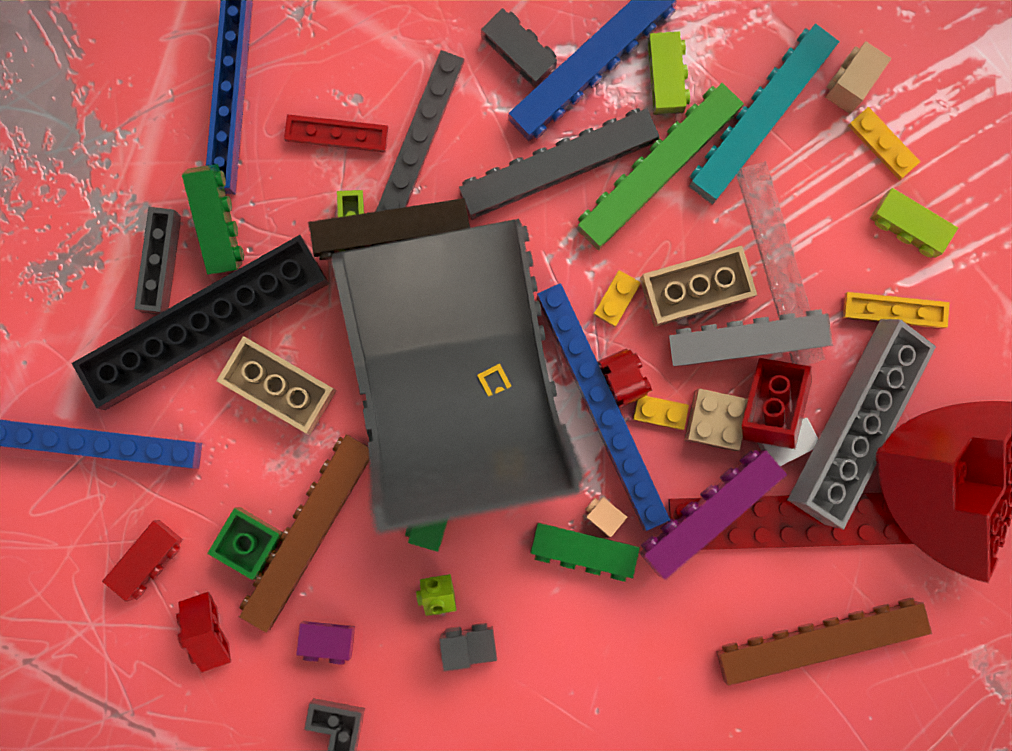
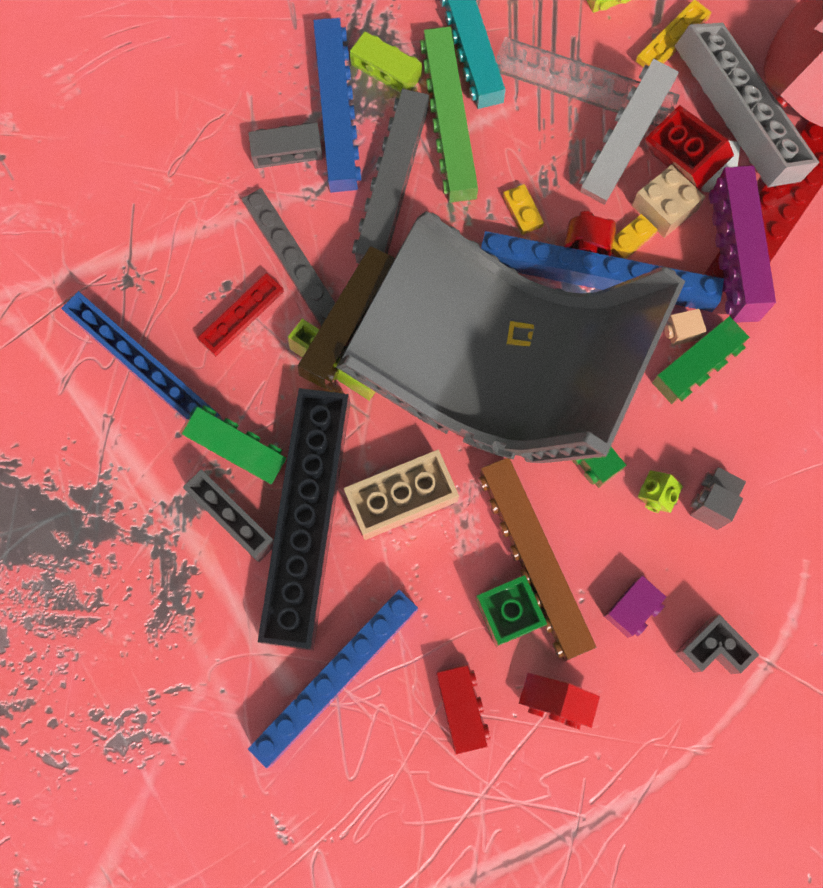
camera: 50 degrees left, 10 degrees down
(698, 286) = (558, 145): tan brick -> none

